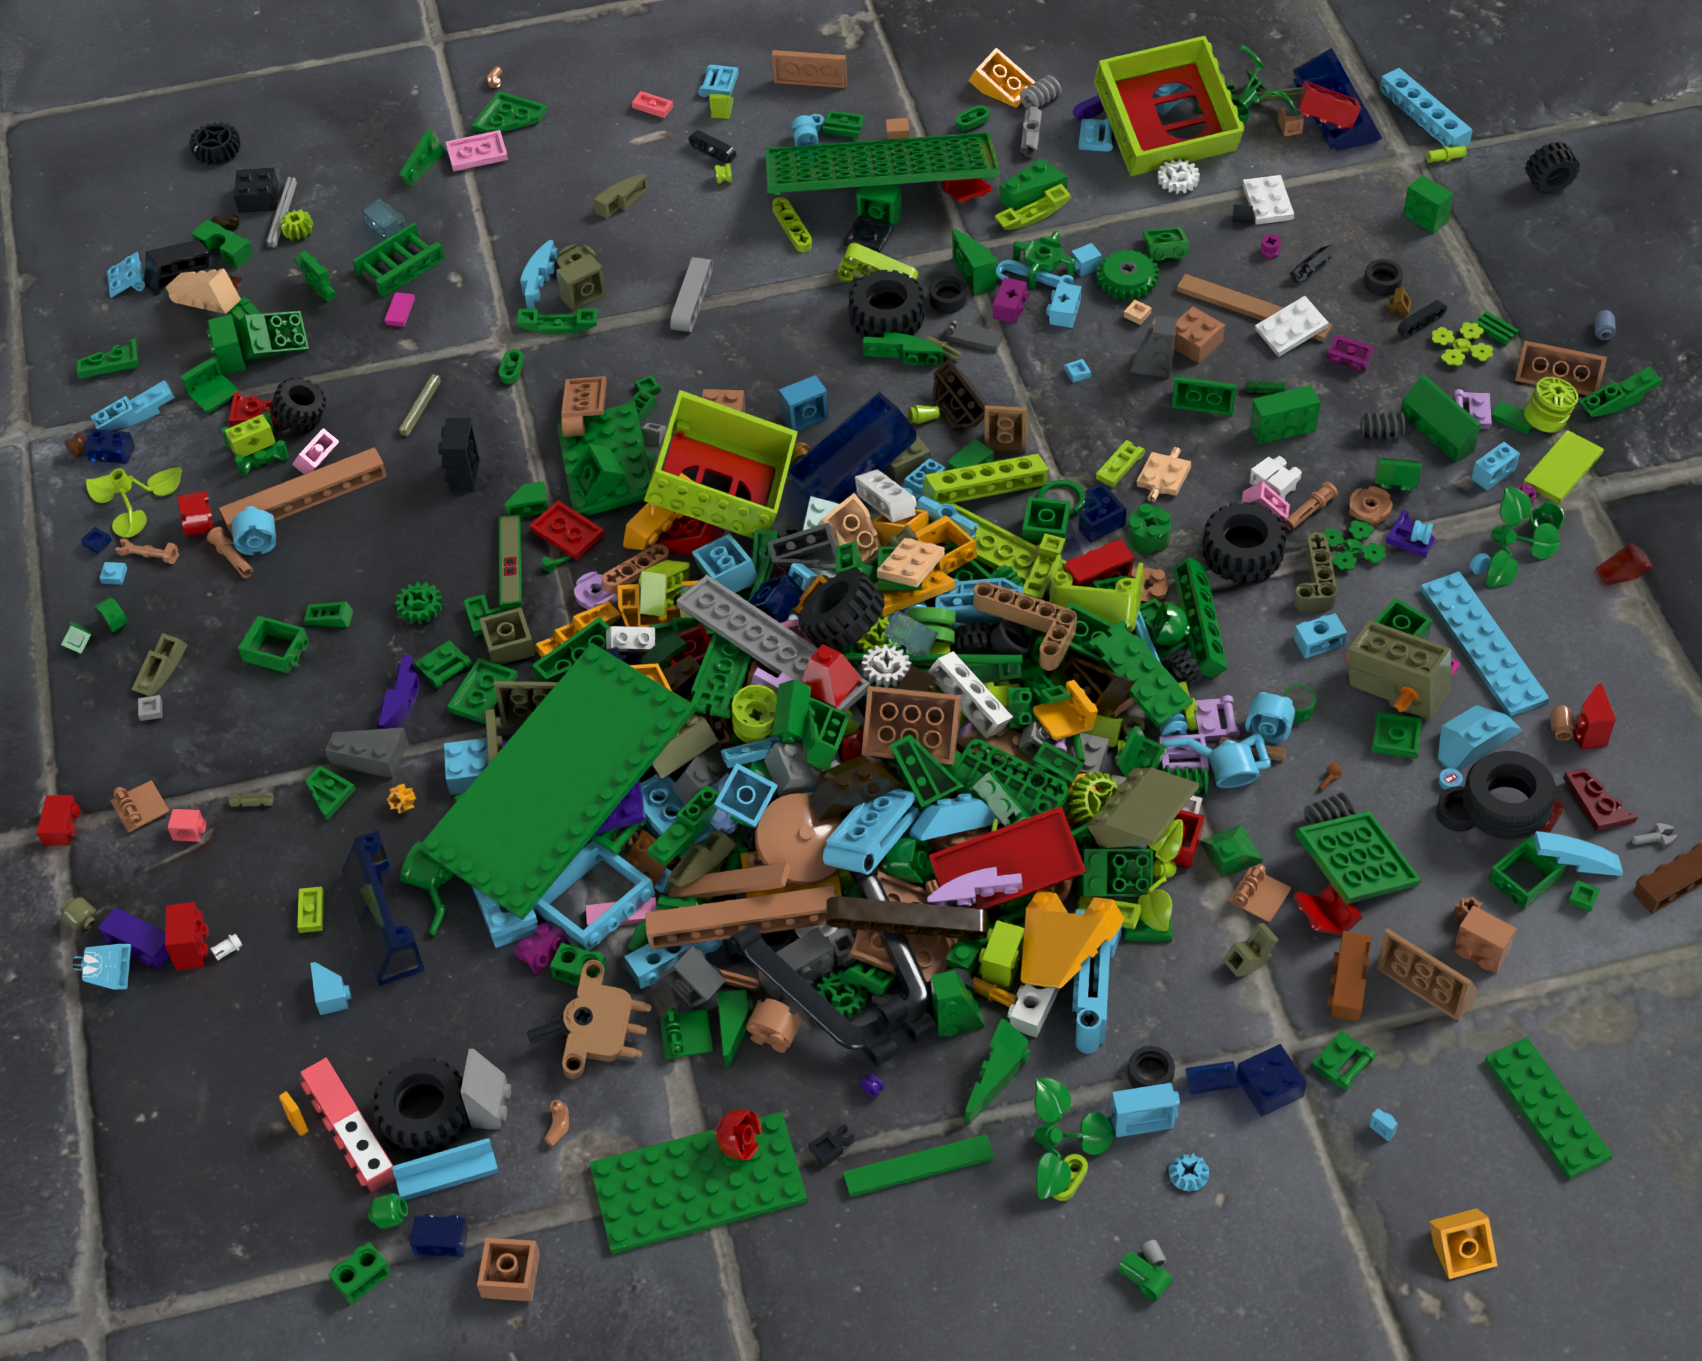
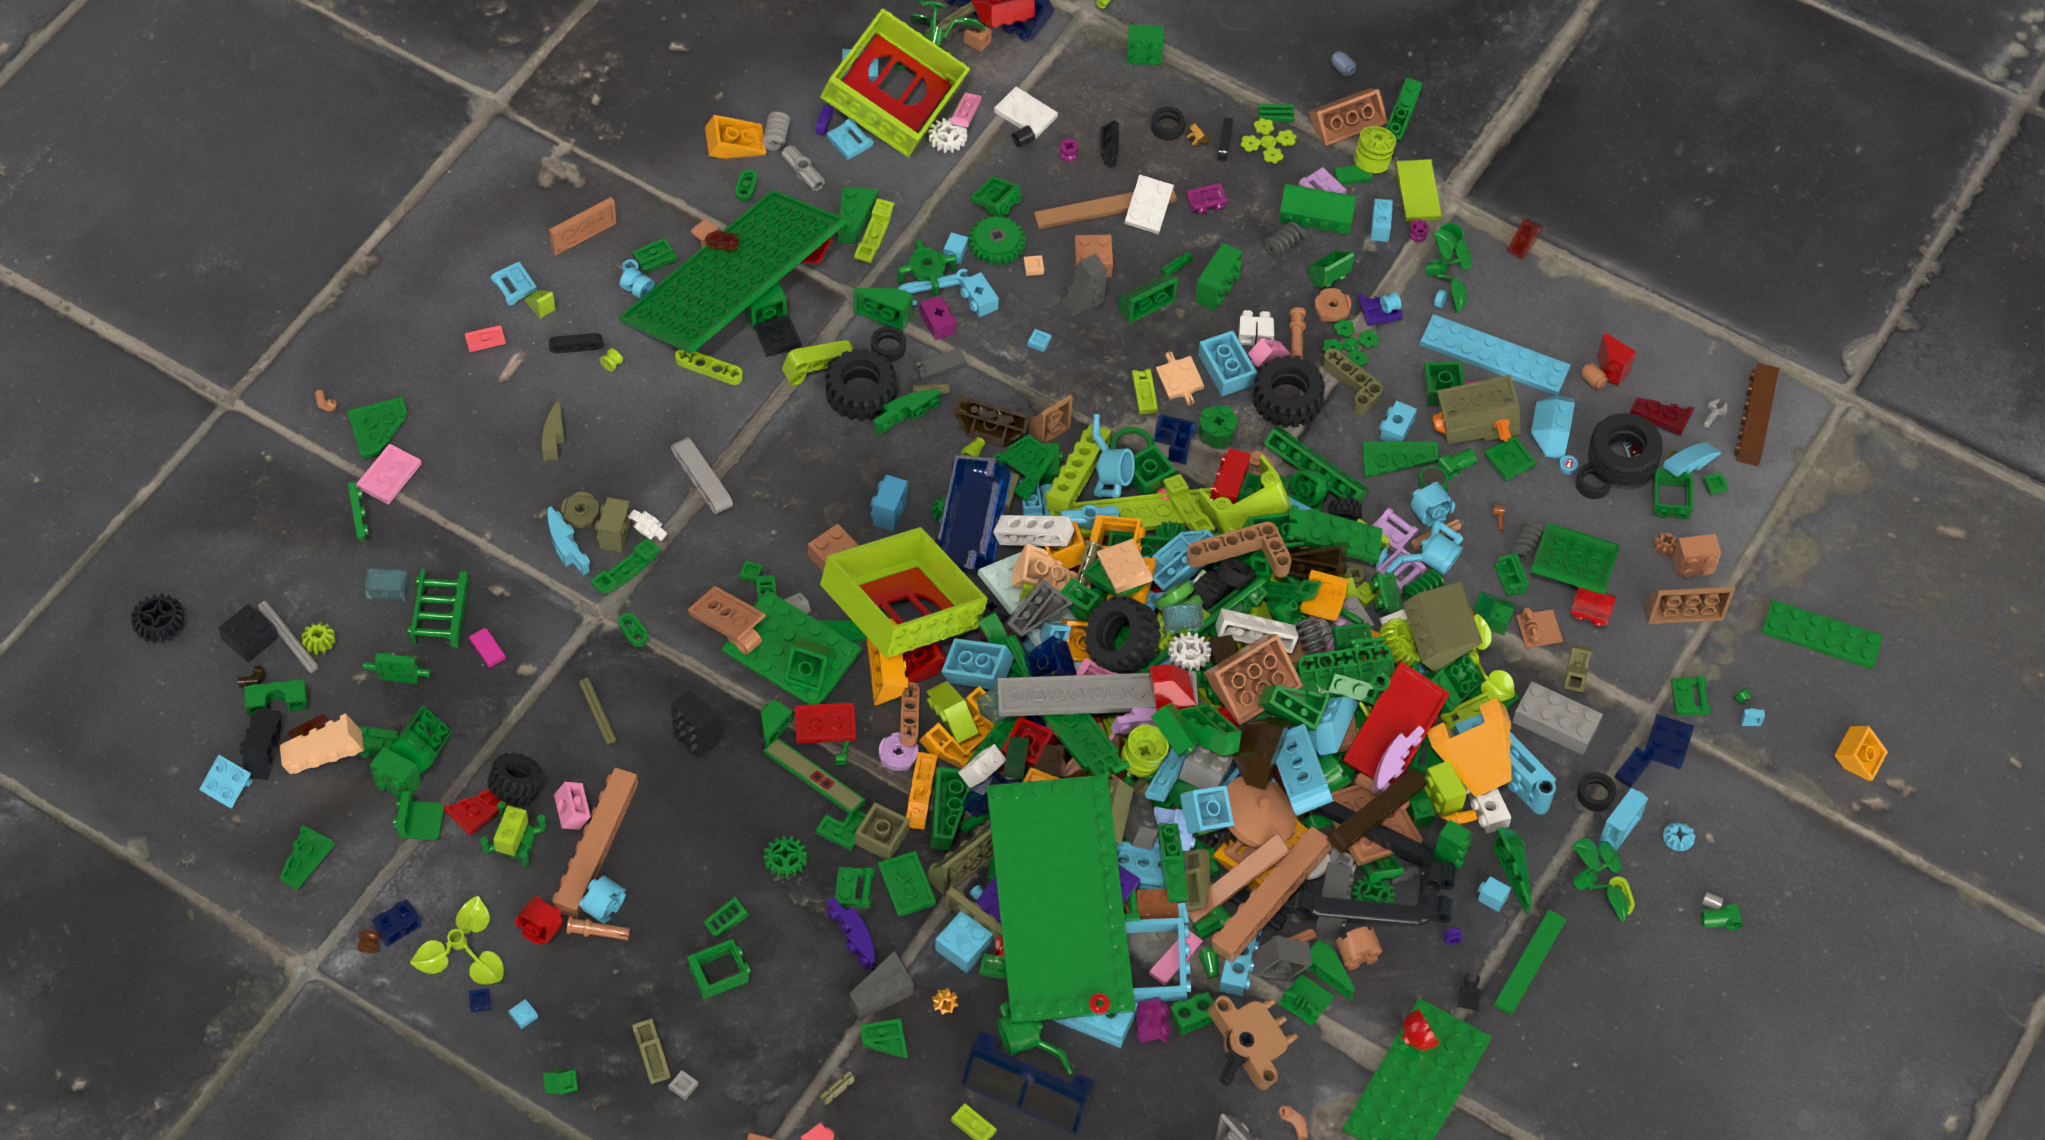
camera: 50 degrees left, 5 degrees up
(111, 615) = (570, 1043): green piece -> none
(130, 412) = (378, 880): medium azure slope -> none
(169, 554) = (550, 967): nougat piece -> none
(495, 889) = (1099, 1009): none -> red plate
(603, 297) = (647, 525): none -> white gear
(899, 139) = (722, 240): none -> clear red plate
(946, 446) = (1030, 460): none -> green wing
(950, 1079) = (1493, 893): none -> medium azure brick
(1014, 493) = (1113, 467): none -> medium azure piece
(1014, 733) = (1311, 636): none -> dark grey piece
(1024, 808) = (1380, 685): none -> green cone
(1185, 979) = (1557, 718): none -> light grey brick
(1214, 165) = (966, 109): none -> bright pink tile
(1214, 484) = (1227, 363): none -> medium azure brick
(1283, 831) = (1512, 575): none -> green hinge
(1289, 661) = (1390, 457): none -> green wing
(1332, 703) = (1457, 462): none -> green piece
(1350, 976) = (1645, 640): dark orange wedge -> none
(1396, 1099) = (1742, 695): none -> green hinge

